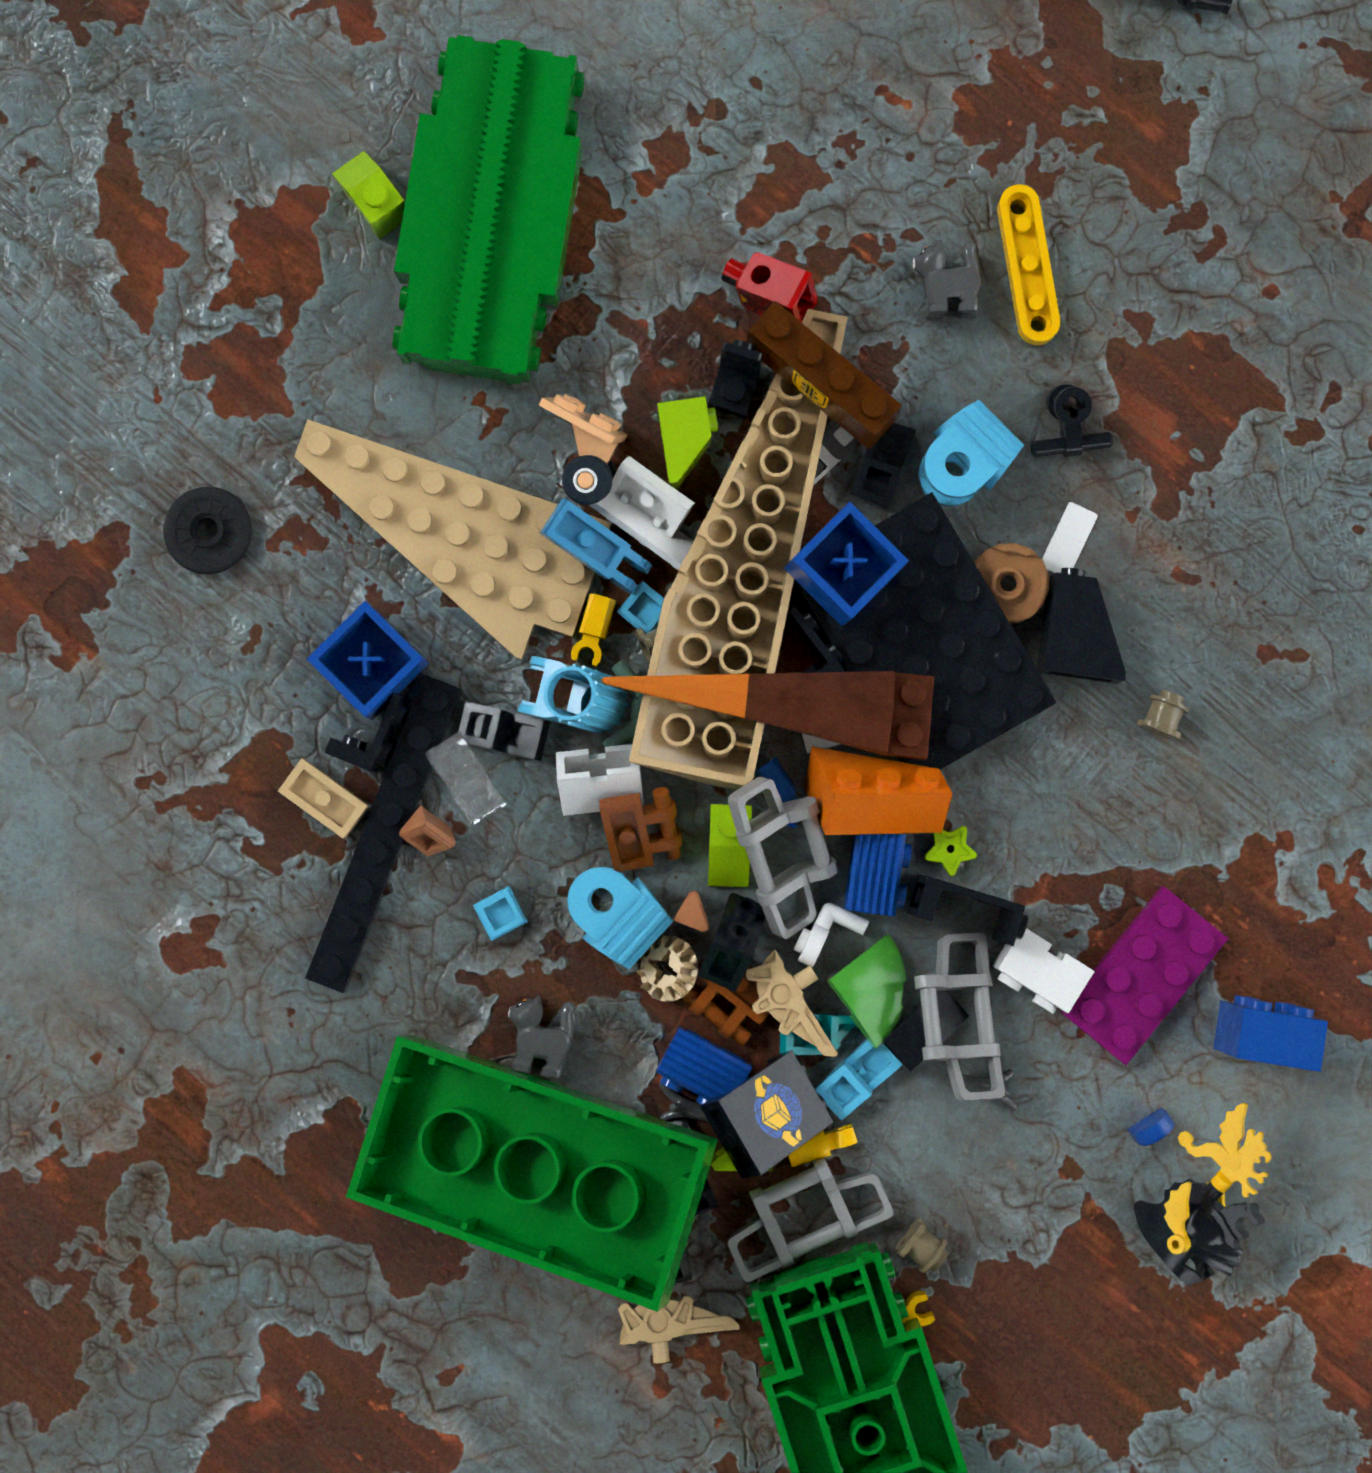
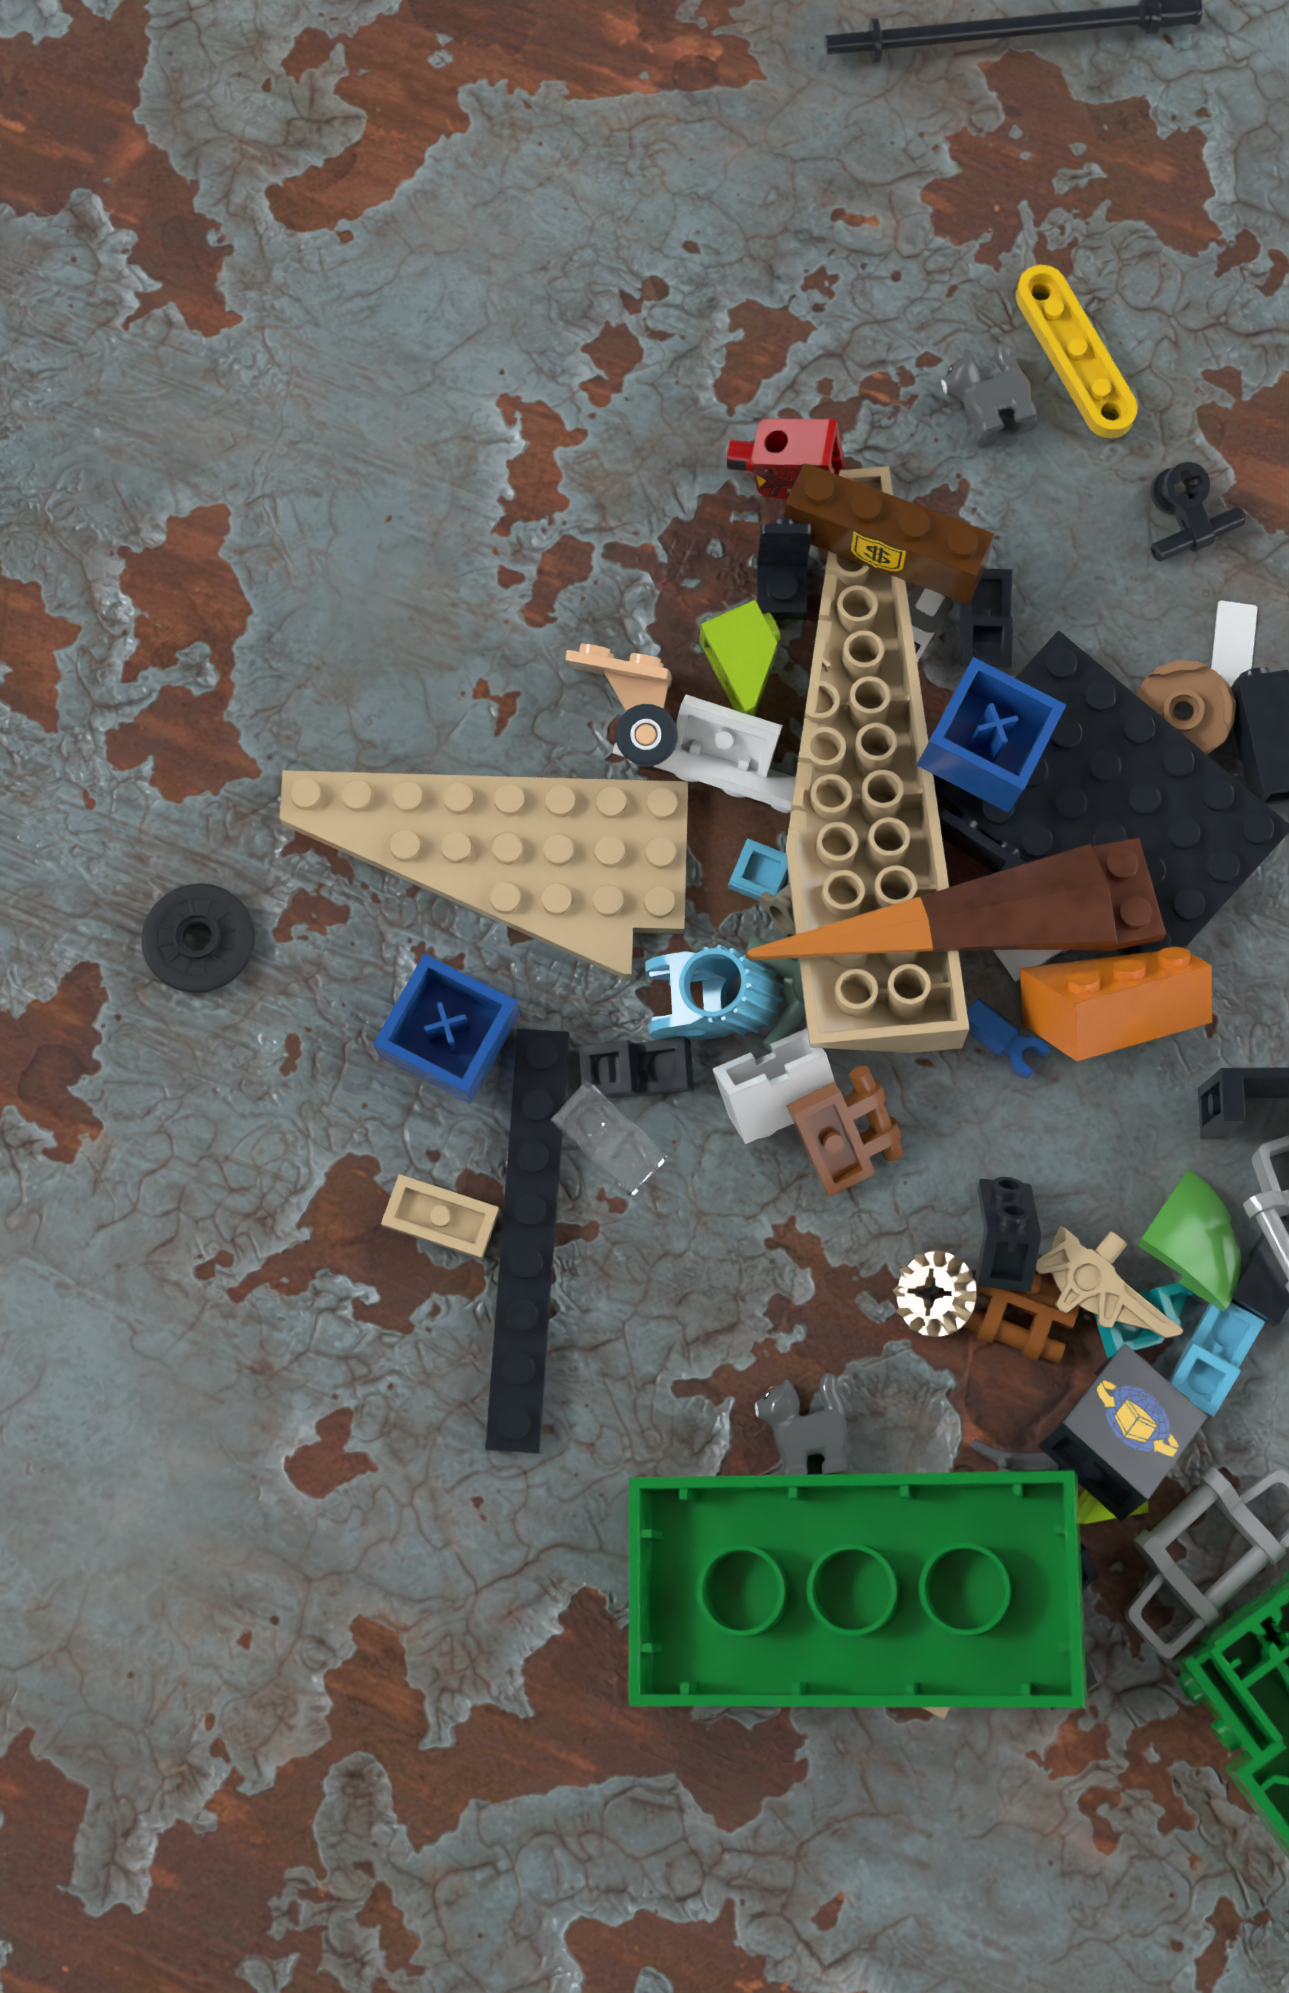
camera: 20 degrees left, 10 degrees down
(353, 750) = (459, 1146): black bracket -> none
(371, 193) = (283, 492): lime slope -> none
(427, 833) = (583, 1220): nougat slope -> none
(488, 210) = (429, 471): green piece -> none
(500, 913) = (704, 1292): medium azure tile -> none
(593, 544) = (679, 809): dark azure hinge -> none
(594, 626) = (707, 907): yellow bar -> none
(628, 925) = (872, 1249): medium azure piece -> none
(671, 1321) = (1079, 1746): tan piece -> none
(692, 912) = (943, 1215): nougat slope -> none
(700, 1066) = (1016, 1402): blue brick -> none
(727, 859) = (959, 1117): lime slope -> none
(796, 877) = (1056, 1131): light grey bar -> none
(811, 942) = (1101, 1205): white plate -> none
(822, 1144) = (1201, 1454): yellow bar -> none
(876, 873) = (1149, 1097): blue brick -> none
(961, 852) = (1216, 1053): lime plate -> none
(977, 445) = (1083, 579): medium azure piece -> none

